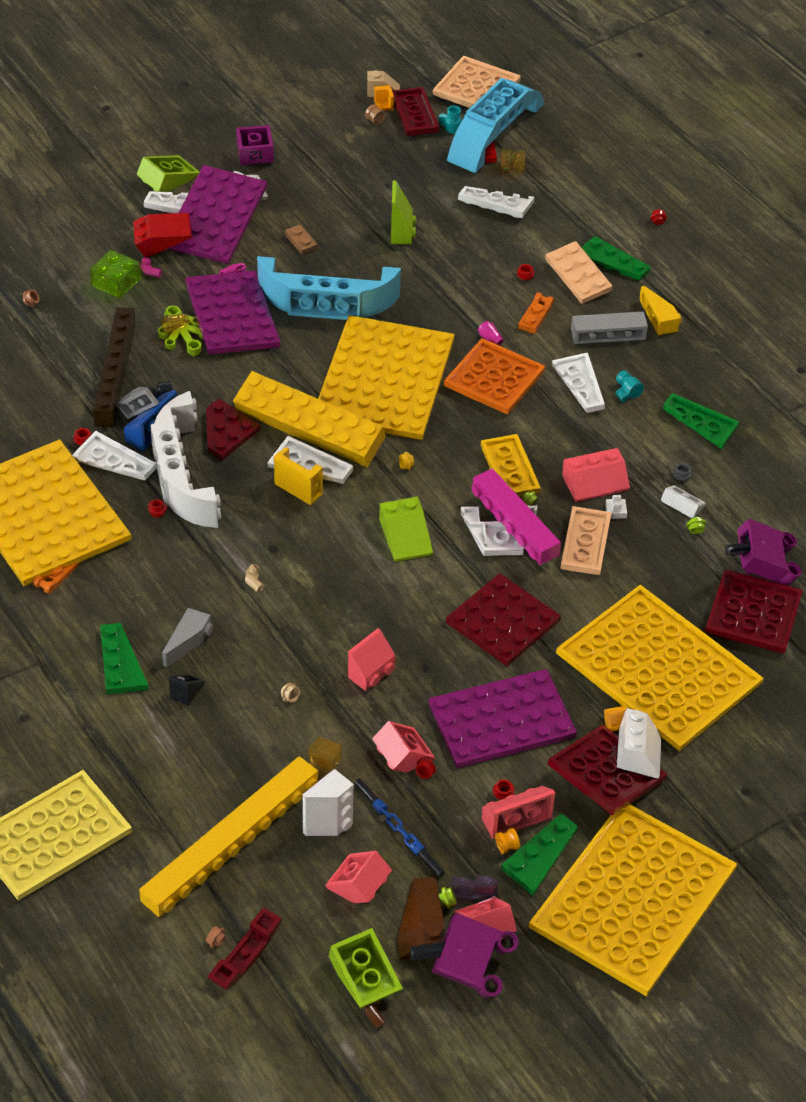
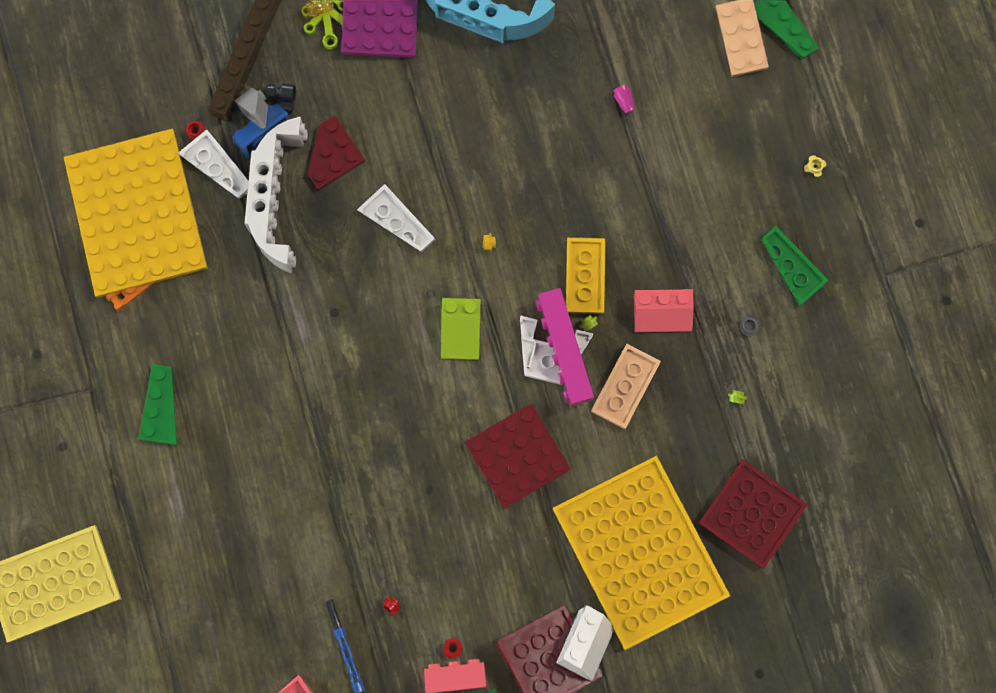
camera: 20 degrees right, 30 degrees up
(157, 508) = (240, 241): red plate -> none
(184, 687) = (209, 455): black slope -> none
(187, 635) = (227, 397): light grey slope -> none
(228, 837) = (201, 630): yellow brick -> none
(251, 578) = (303, 345): tan arm -> none
(290, 693) = (298, 488): tan plate -> none
(296, 479) = (385, 256): yellow panel -> none
(309, 419) = (410, 169): yellow brick -> none
(325, 754) = (307, 567): clear yellow brick -> none
(328, 806) = (290, 636): white slope -> none
(370, 660) = (378, 480): coral slope -> none
(388, 373) = (503, 125): yellow plate -> none
(401, 746) = (379, 579): coral slope -> none
(494, 376) = (609, 155): orange plate -> none
(502, 718) = (478, 567): magenta plate -> none
(525, 272) = (688, 22): red plate -> none
(536, 313) = (680, 80): orange plate -> none
(581, 380) = (692, 177): white wing -> none
(609, 327) = (745, 121): light grey brick -> none
(614, 717) = (577, 600): light orange tile -> none
(617, 507) = (669, 353): white tile -> none
(630, 387) = (738, 206): teal piece -> none
(660, 312) = (805, 117): yellow slope -> none
(682, 501) = (737, 360): white slope -> none
(687, 347) = (813, 160): none -> light yellow plate
(764, 552) = (784, 457): magenta piece -> none

